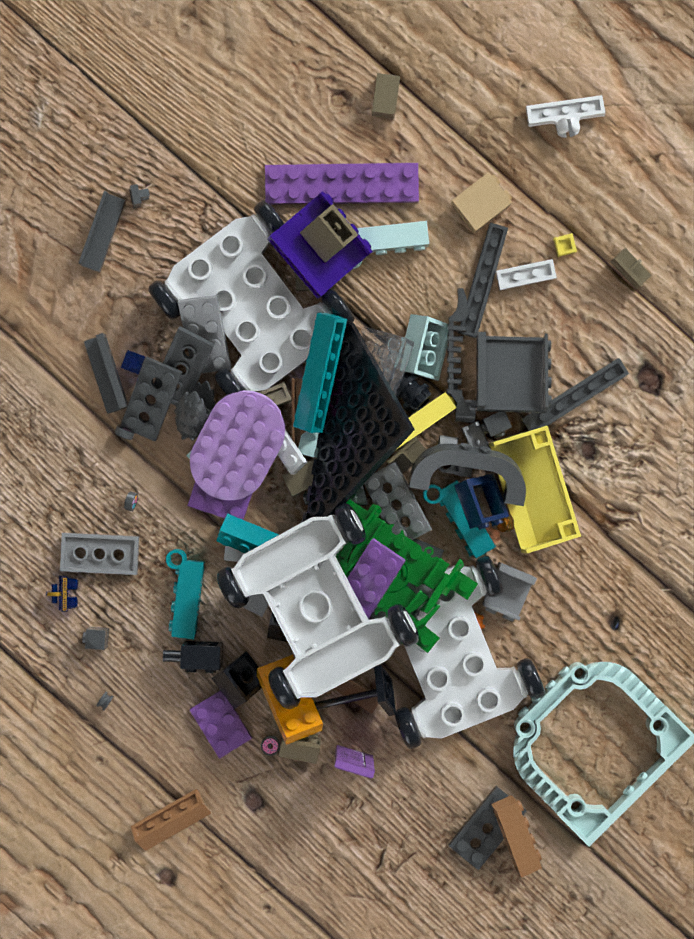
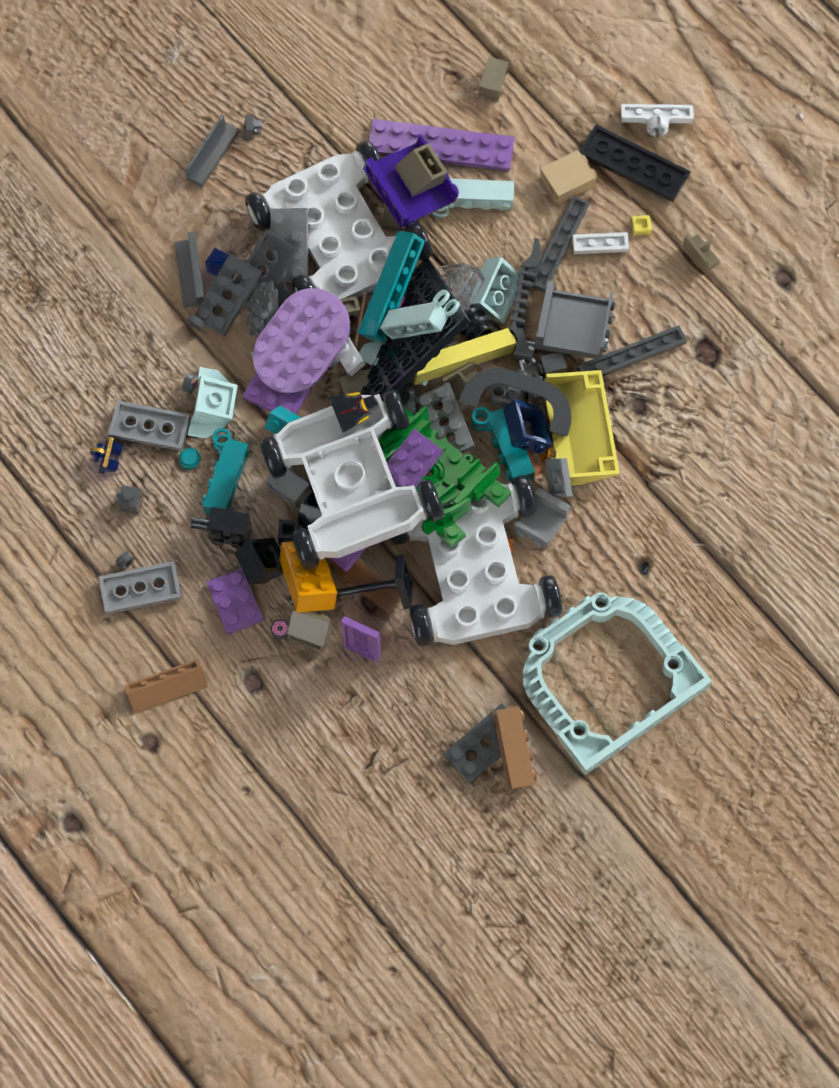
camera: 10 degrees right, 20 degrees down
(121, 739) = (131, 578): none -> light grey plate
(147, 579) = (189, 458): none -> teal piece
(159, 517) = (213, 403): none -> light aqua piece
(262, 649) = (285, 530): none -> black brick
(305, 537) = (351, 409): none -> black torso
(358, 418) = (419, 318): none -> light aqua hinge
(521, 552) = (558, 477): none -> light grey tile
(548, 174) = (634, 163): none -> black plate

